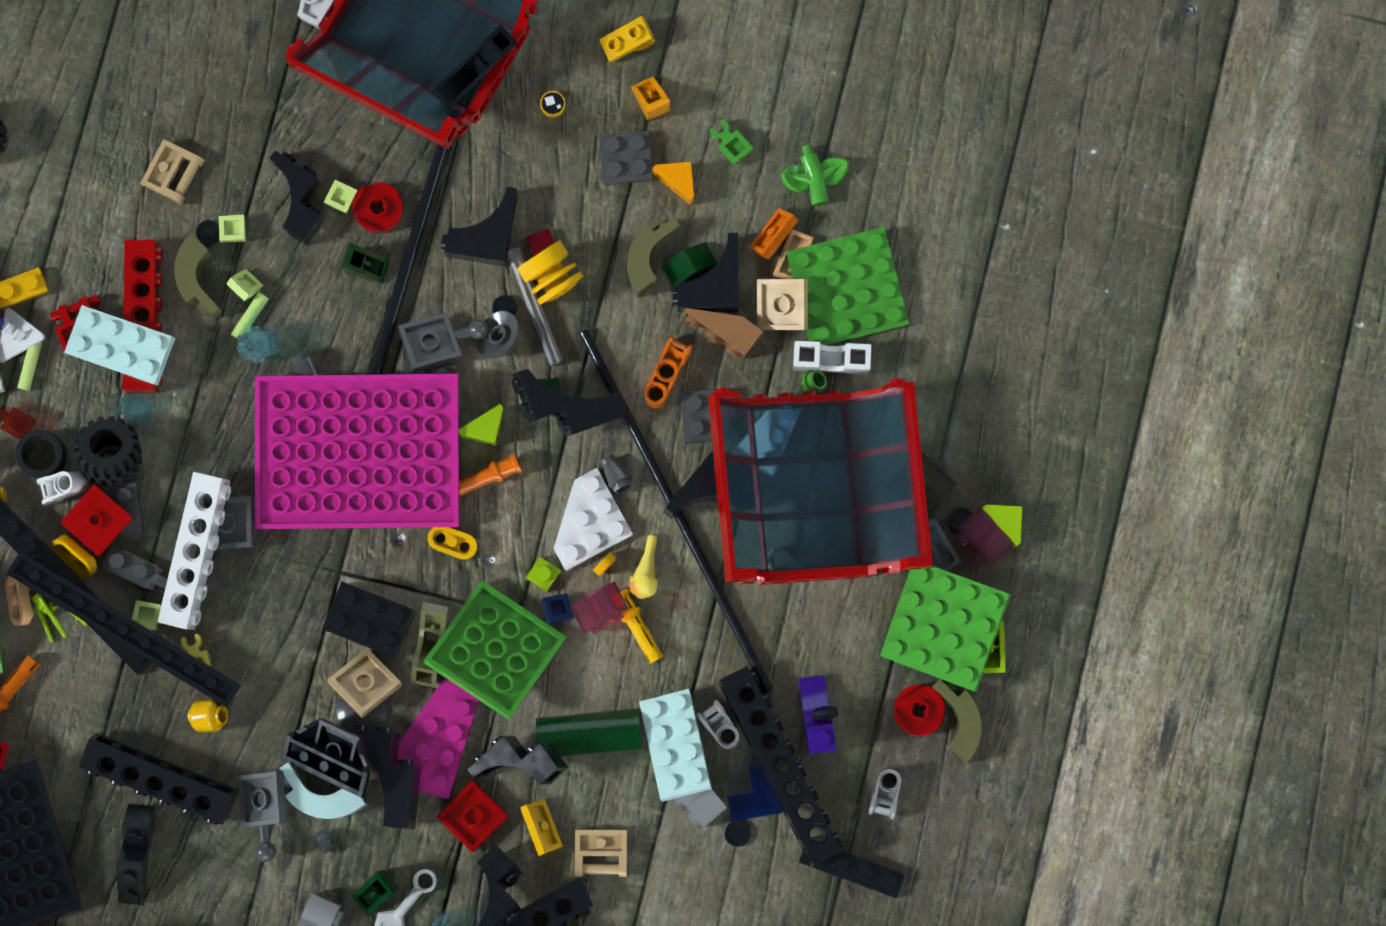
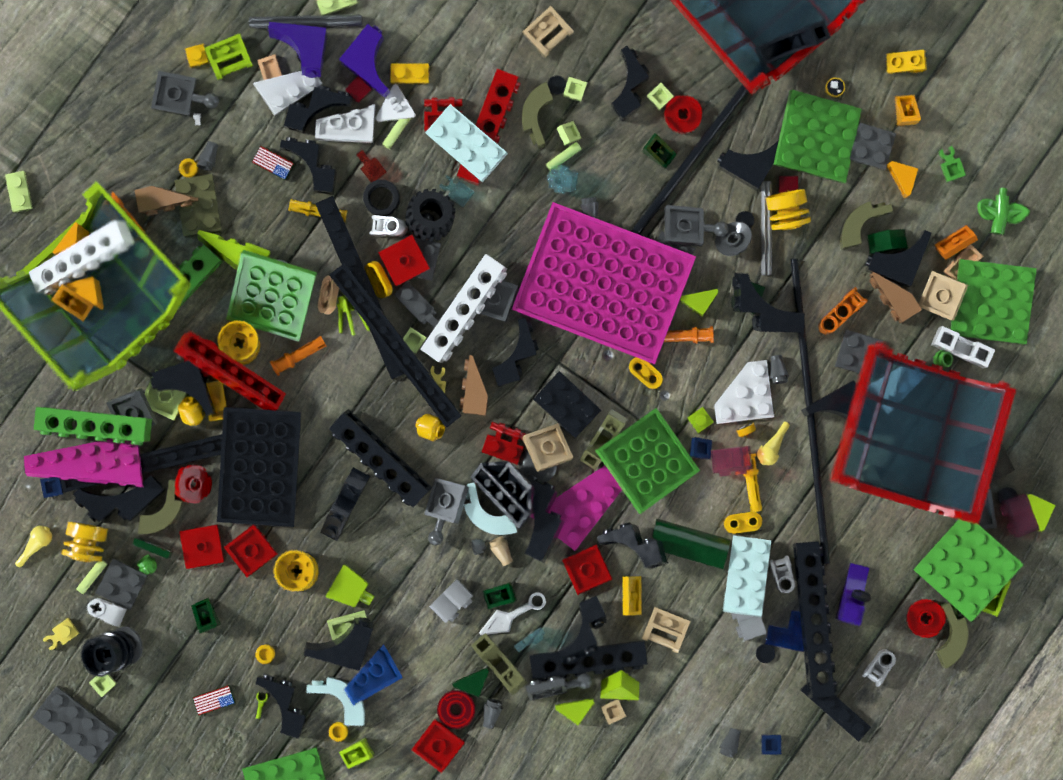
camera: 20 degrees right, 5 degrees up
(249, 652) = (475, 394): none -> medium nougat slope
(279, 607) = (508, 371): none -> black arch
(309, 707) = (501, 448): none -> red plate
(356, 835) = (501, 549): none -> tan cone
(552, 170) = (817, 136): none -> bright green plate
(646, 682) = (742, 522): none -> yellow plate

